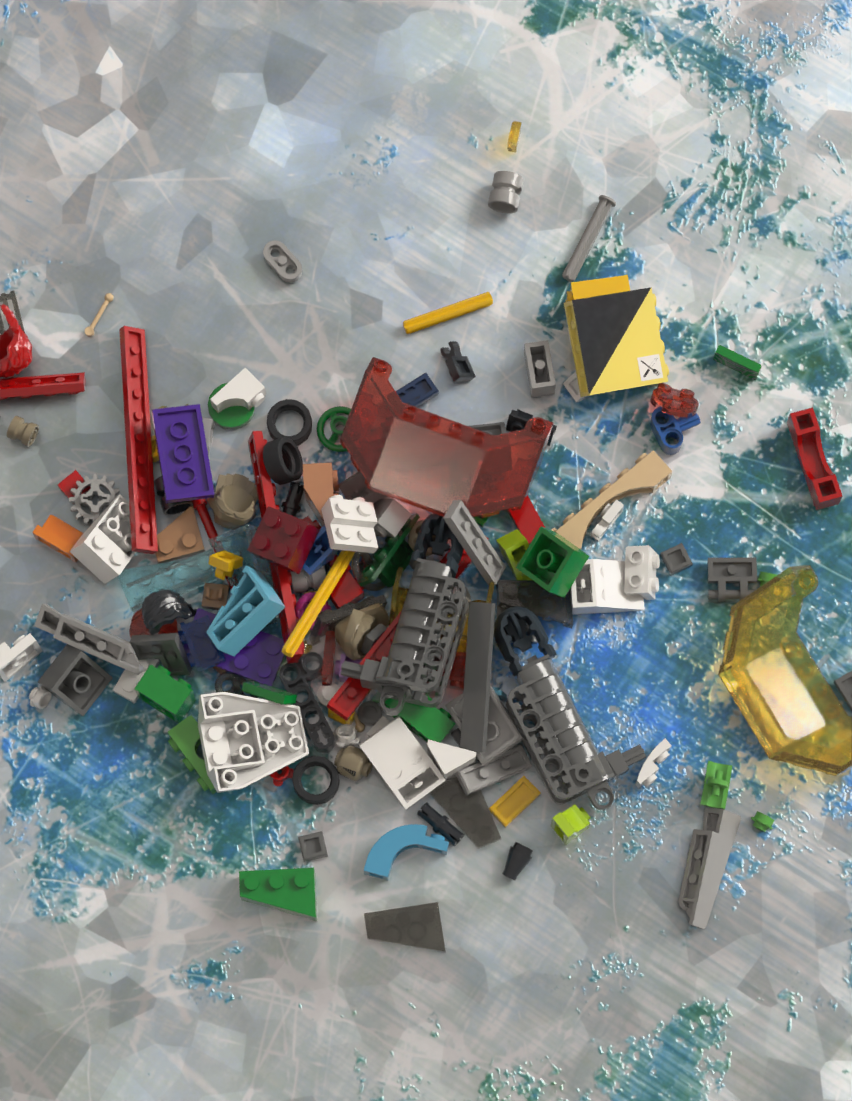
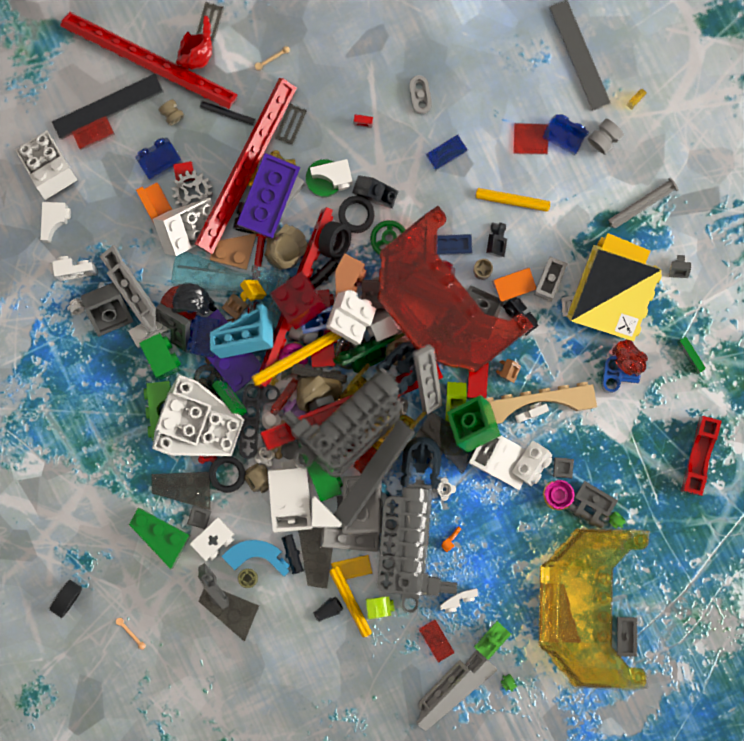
camera: 30 degrees right, 10 degrees up
(36, 487) = (157, 157): none -> clear blue bracket
(84, 398) = (227, 113): none -> black bar
(159, 351) = (296, 109): none -> clear smoke tile
(217, 1022) = (65, 598): none -> black tyre
(237, 322) = (364, 121): none -> red tile
(276, 822) = (184, 487): none -> clear smoke wing
(292, 1014) = (141, 645): none -> light nougat hinge
(295, 386) = (375, 191): none -> black slope
(342, 845) = (216, 528): none -> white brick
(347, 305) = (446, 152): none -> clear blue tile
(362, 904) = (209, 582): none -> dark grey plate
(407, 883) = (247, 578): none -> olive wheel
(426, 127) = (579, 55): none -> dark grey tile
(428, 240) = (529, 139): none -> clear red piece
(458, 397) = (483, 266): none -> dark tan wheel
(461, 212) = (565, 133): none -> clear blue bracket
(504, 396) = (514, 284): none -> orange panel
(536, 837) = (350, 601): none -> yellow axle
(555, 490) = (509, 370): none -> medium nougat tile
(569, 652) = (449, 489): none -> white plate
(603, 714) = (447, 544): none -> orange hand
(655, 824) = (436, 640): none -> clear red plate
(668, 280) = (680, 268): none -> dark grey tile
(689, 588) = (558, 495): none -> dark pink hair

